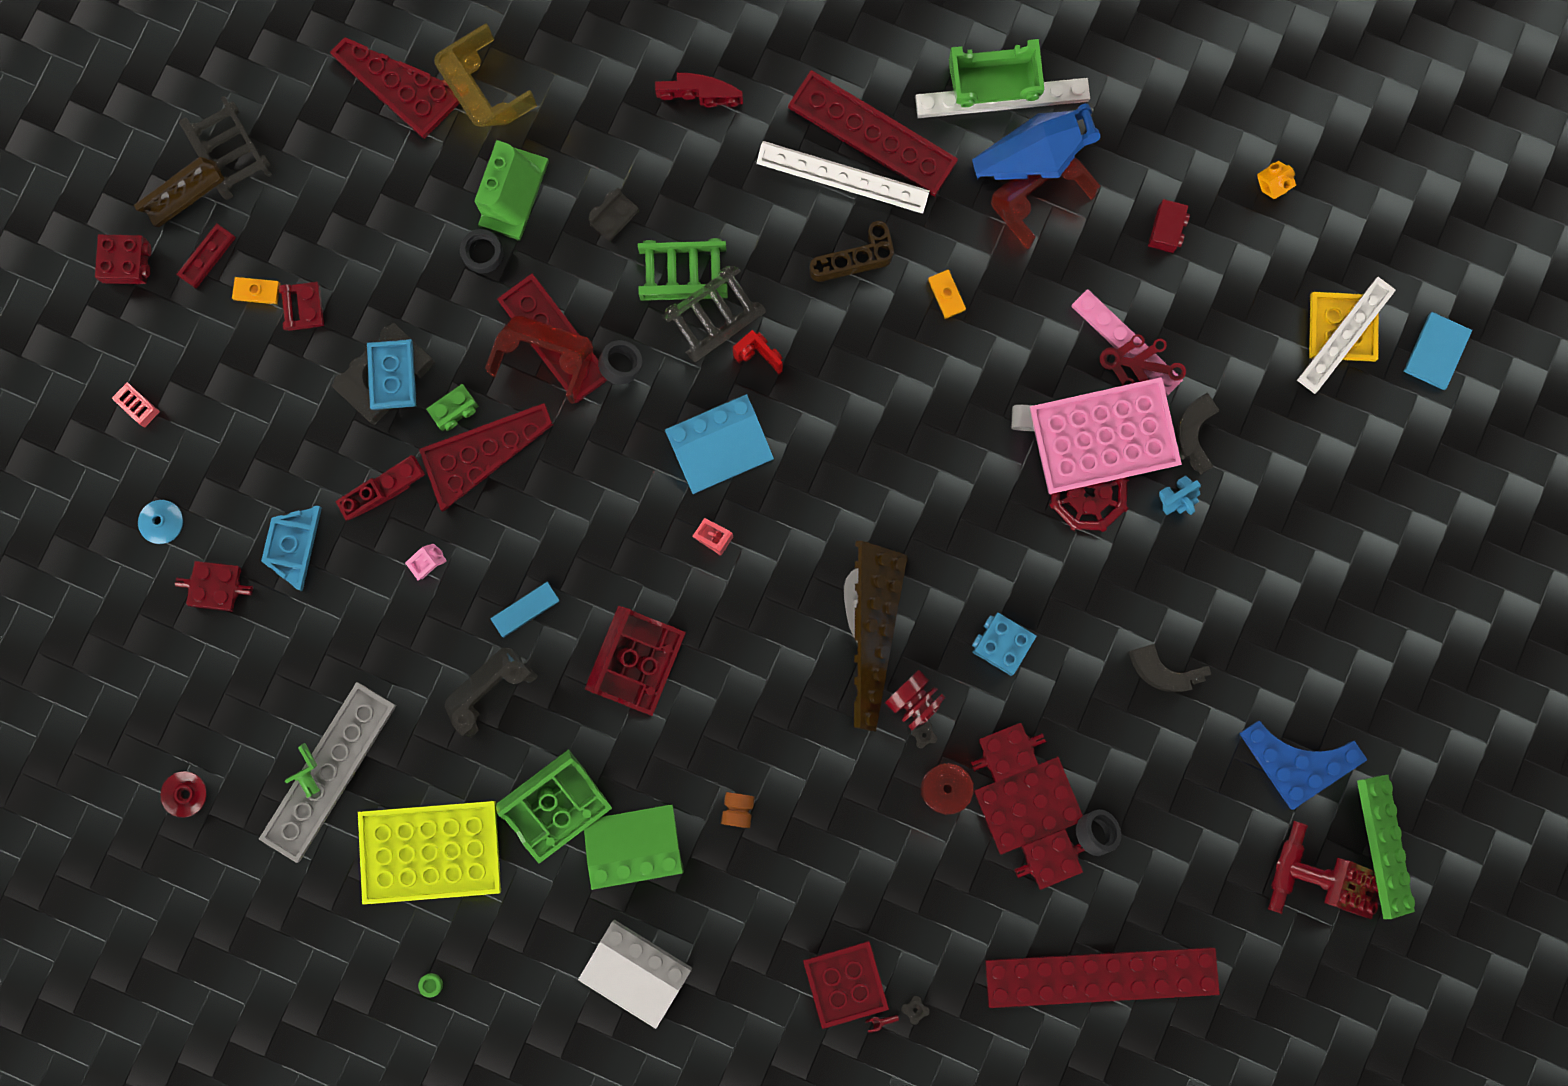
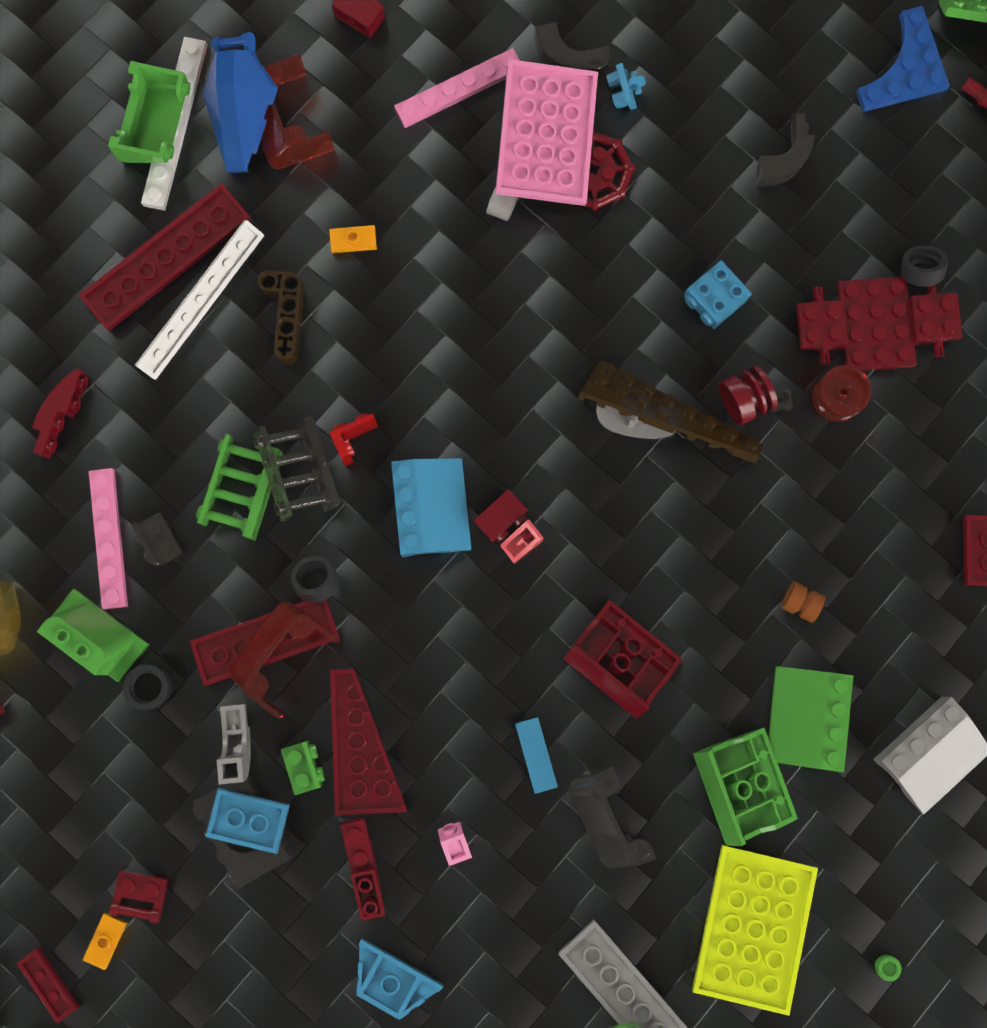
camera: 75 degrees left, 0 degrees up
(449, 345) = (236, 749): none -> light grey arch
(601, 172) = (108, 539): none -> bright pink plate
(729, 509) = (501, 517): none -> dark red brick
(1138, 362) = (483, 80): dark red plant -> none

